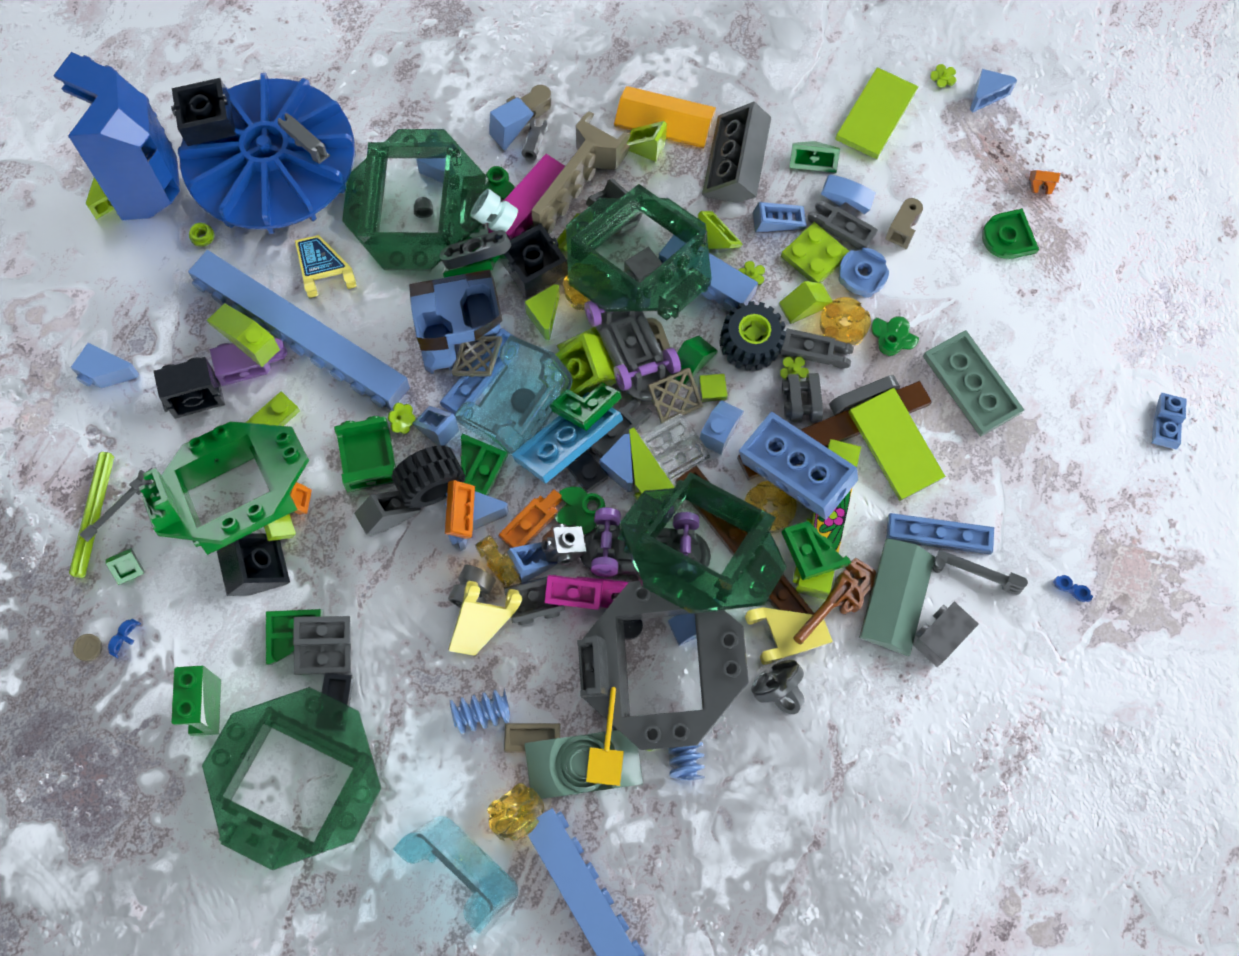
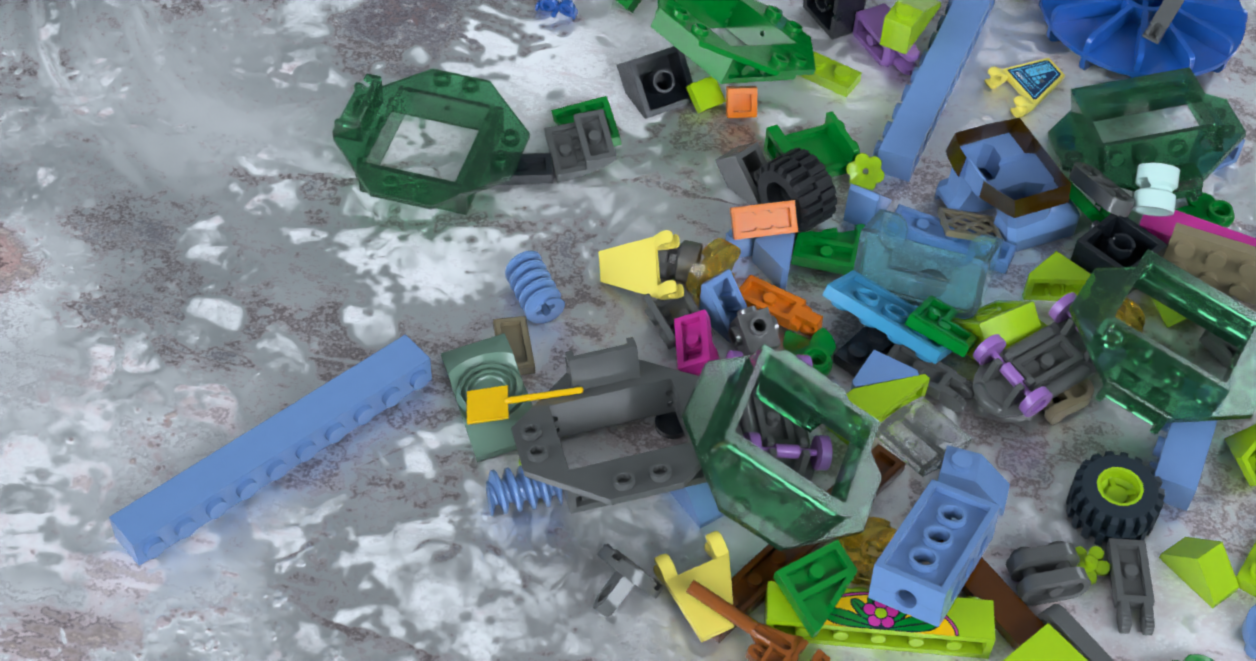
camera: 80 degrees right, 20 degrees down
(196, 700) = (500, 51): green panel -> none
(491, 885) = (350, 295): clear light blue windscreen -> none
(520, 800) = (420, 326): clear yellow plate -> none
(693, 388) = (1011, 443): dark tan window -> none
(695, 355) = (1057, 441): green slope -> none
(713, 387) = (1024, 472): lime tile -> none
(754, 273) = (1213, 500): lime plant -> none
(855, 314) = (1184, 635): clear yellow plate -> none

